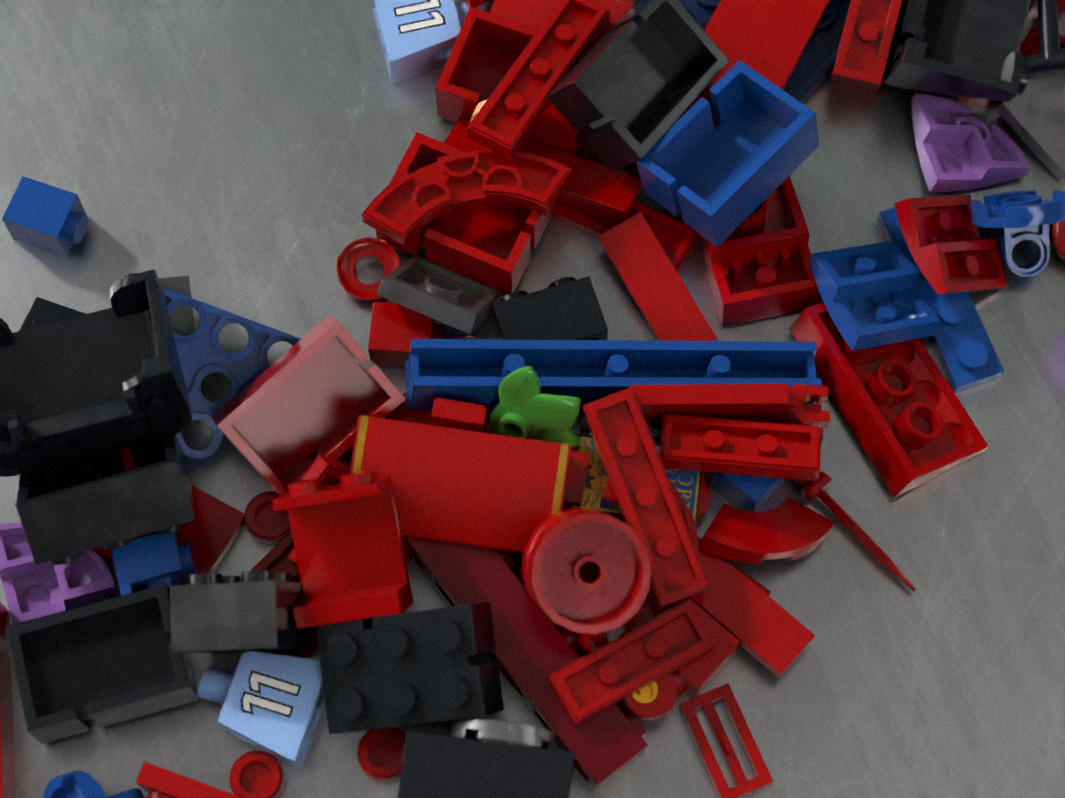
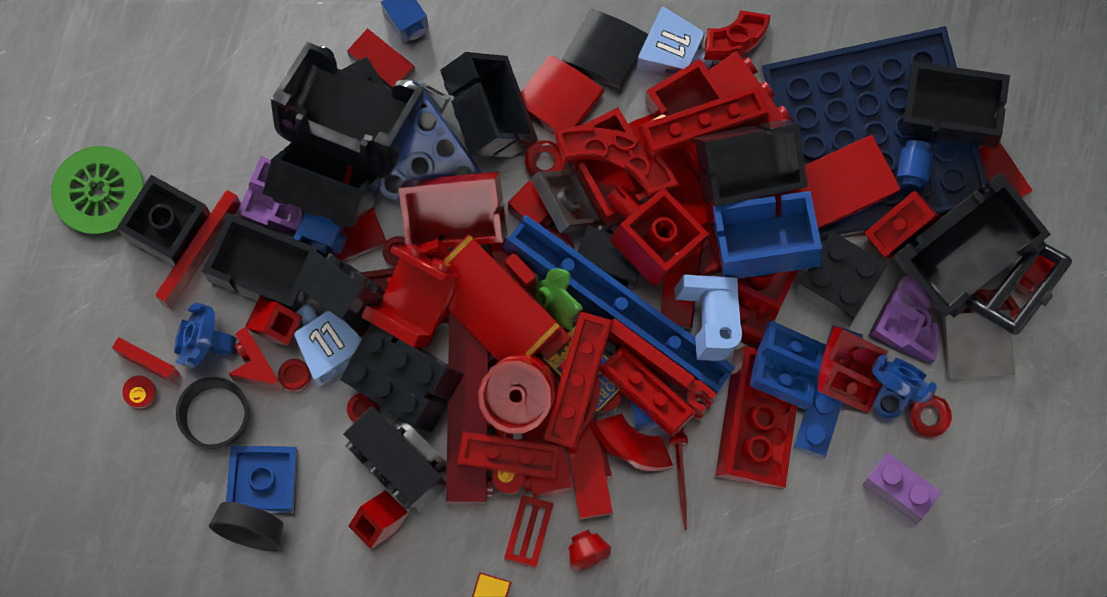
camera: 40 degrees right, 5 degrees up
(75, 289) = (385, 60): none -> red tile
(176, 727) = (273, 322): none -> red brick
(246, 246) = (488, 105): none -> black piece
(323, 180) = (560, 95): none -> red slope
(336, 83) = (605, 48): none -> black slope
(593, 249) = (655, 234): none -> red brick
(746, 288) = (719, 313): none -> light blue piece
(822, 709) = (587, 550): none -> red cone
(857, 152) = (842, 280): none -> black brick

